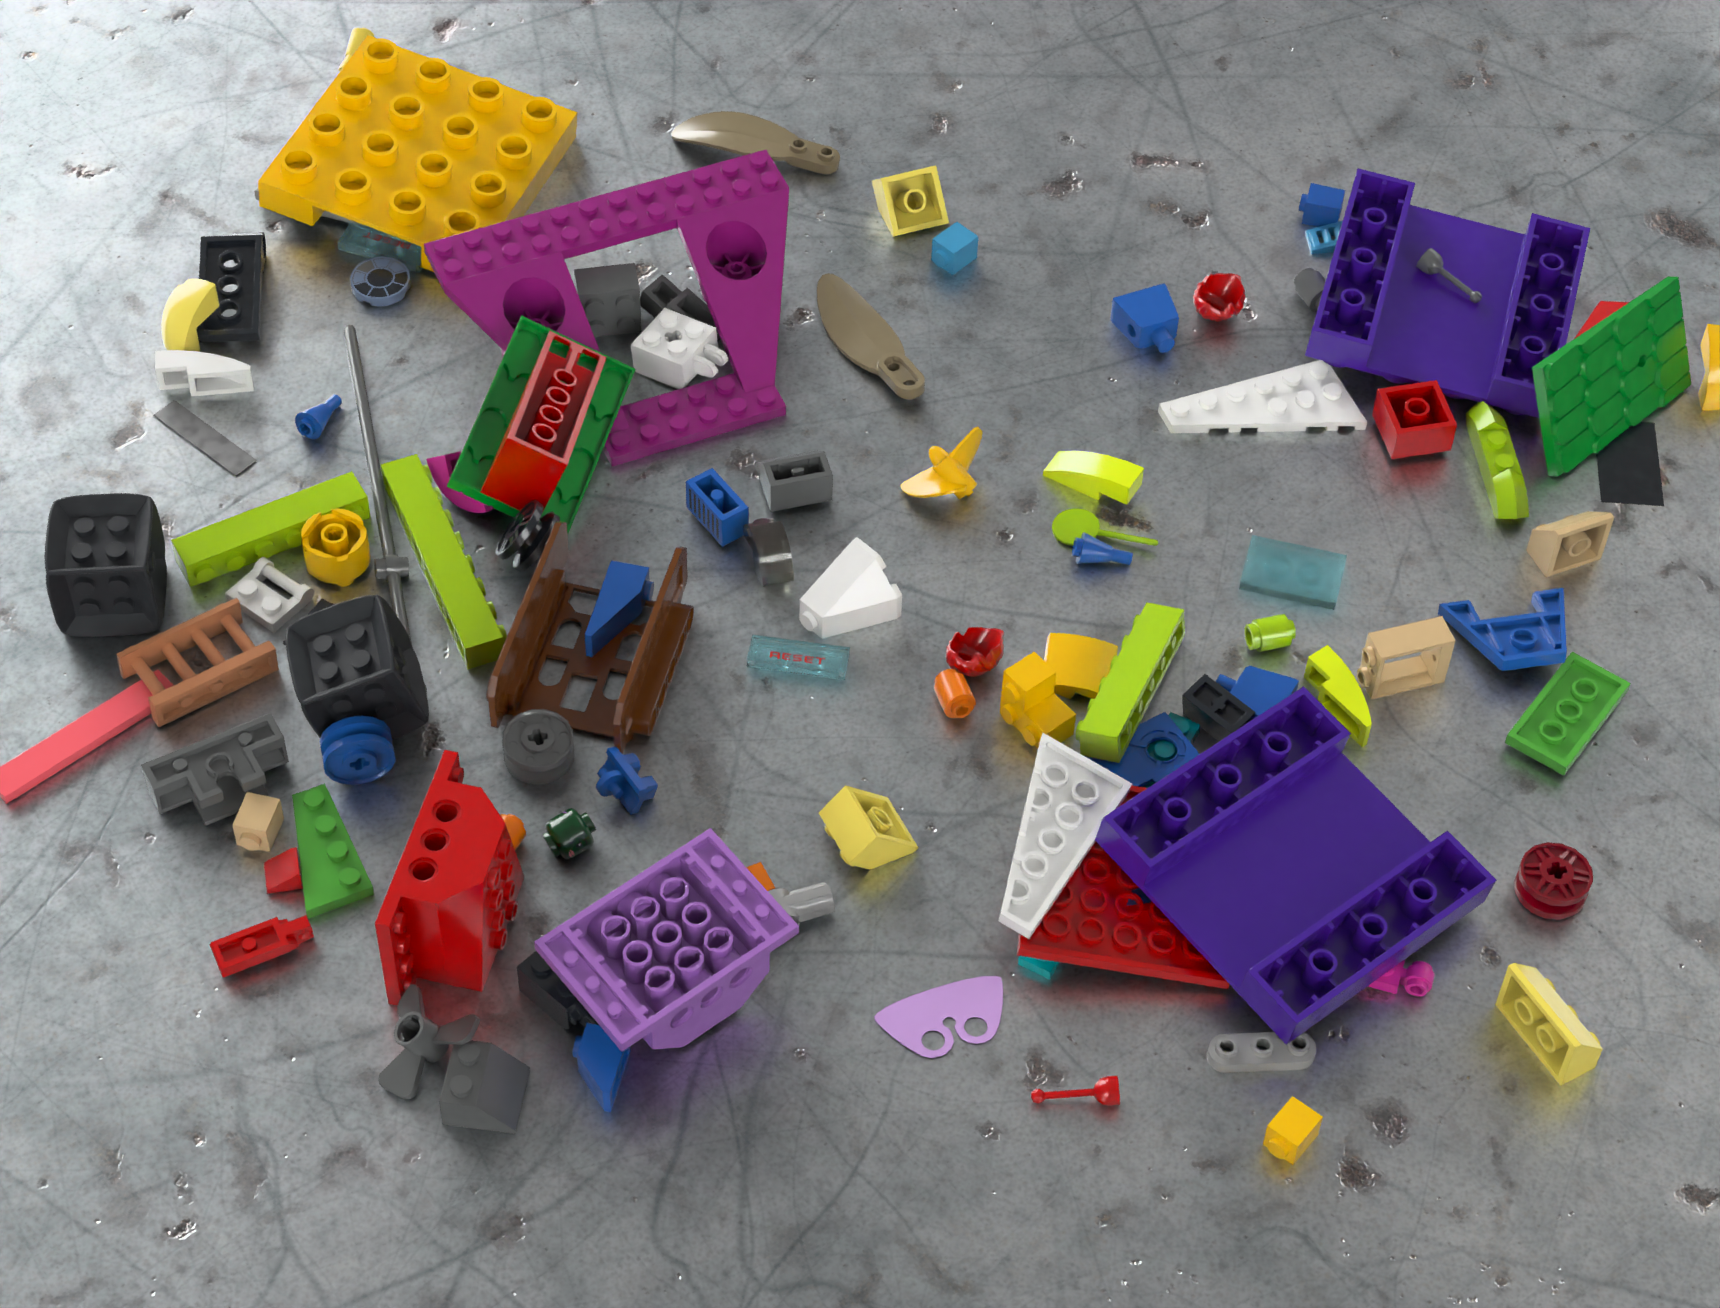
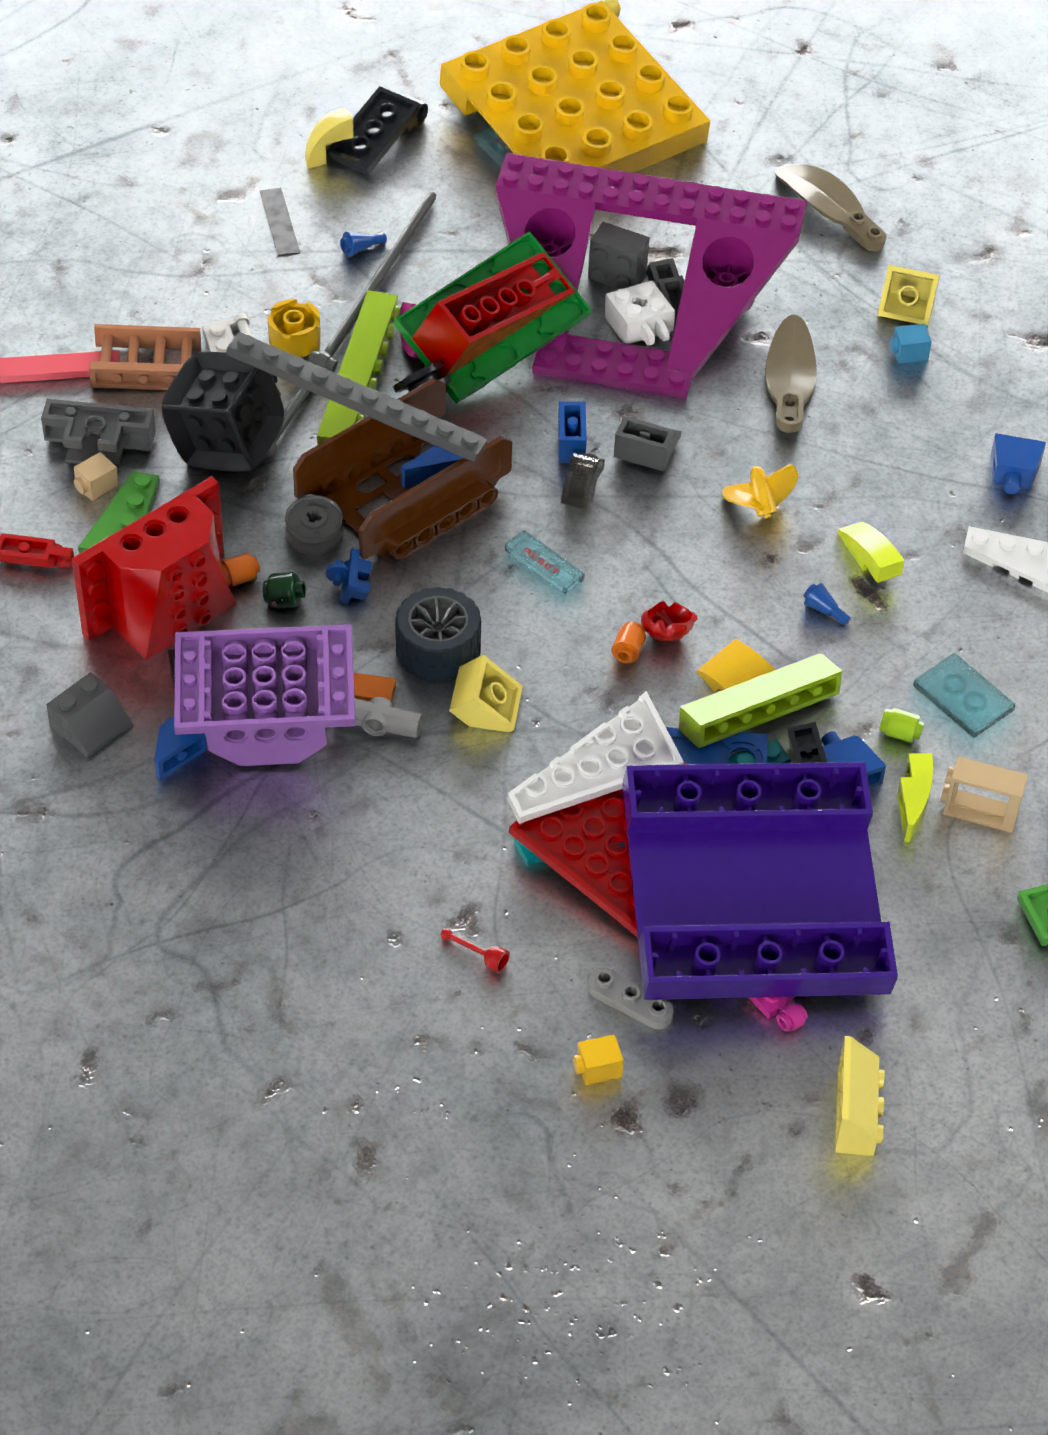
camera: 35 degrees right, 0 degrees up
(106, 565) = (132, 263): black piece -> none
(202, 373) = (308, 176): white slope -> none
(264, 529) = (257, 295): lime brick -> none
(283, 872) = (86, 516): red slope -> none
(357, 750) = (189, 460): blue wheel -> none
(380, 281) = (479, 173): tile -> none
(422, 1043) = (73, 664): dark grey piece -> none
(506, 582) = (357, 397): none -> dark grey plate
(770, 790) = (437, 633): none -> black wheel
(850, 594) = (611, 537): white slope -> none
(925, 1012) = (449, 843): lavender piece -> none
(1031, 703) = (674, 674): yellow brick -> none
(1075, 521) = (835, 581): lime piece -> none
(1553, 881) = (958, 1010): dark red wheel -> none

